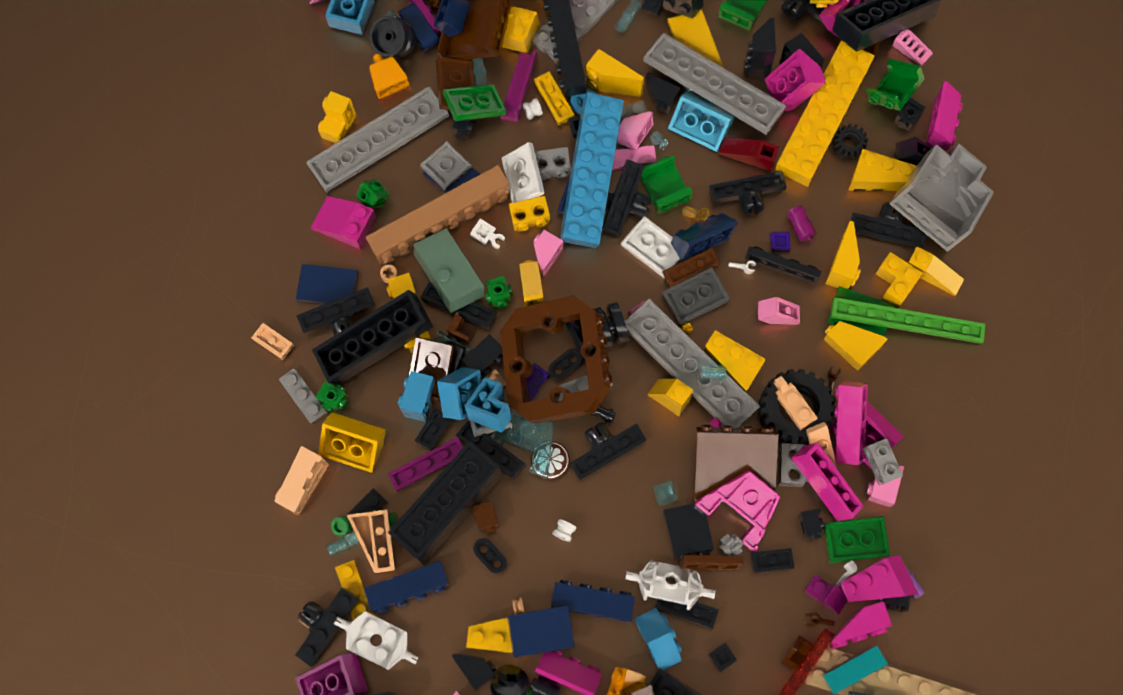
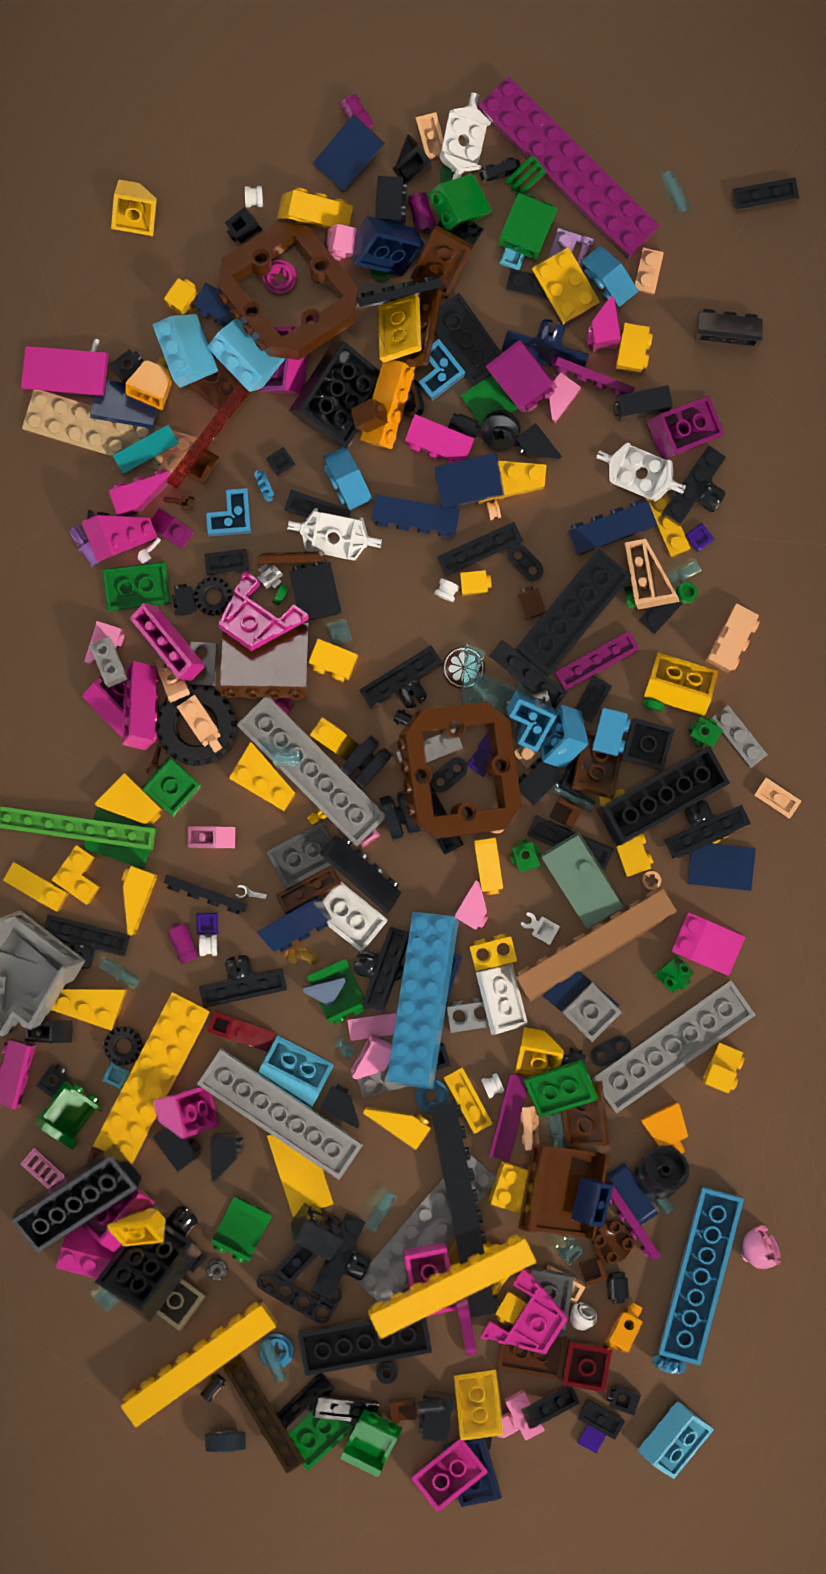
camera: 175 degrees right, 15 degrees up
(326, 578) = (699, 537): none -> dark purple tile
(378, 422) = (653, 705): none -> green tile
(383, 386) = (647, 744): none -> black brick
(432, 138) = (610, 1050): none -> black plate
(493, 133) = (537, 1053): none -> yellow slope
(501, 70) = (530, 1122): none -> light nougat plate
(532, 569) = (480, 549): none -> black plate
(537, 537) = (475, 582): none -> yellow brick
(639, 372) = (367, 762): none -> black wheel
(645, 275) = (361, 873): none -> black slope
(671, 464) = (333, 660): none -> yellow brick
(675, 183) = (326, 991): none -> sand blue slope
(721, 528) = (280, 594): none -> green tile
(738, 633) = (264, 485): none -> dark azure gear
(765, 600) = (235, 519): none -> dark azure brick
(775, 537) = (206, 584): none -> black tyre
(779, 221) = (208, 945): none -> white wheel
(817, 356) = (170, 786): none -> green tile
(854, 118) = (116, 1075): none -> medium azure tile
(855, 200) = (120, 973): none -> clear light blue axle

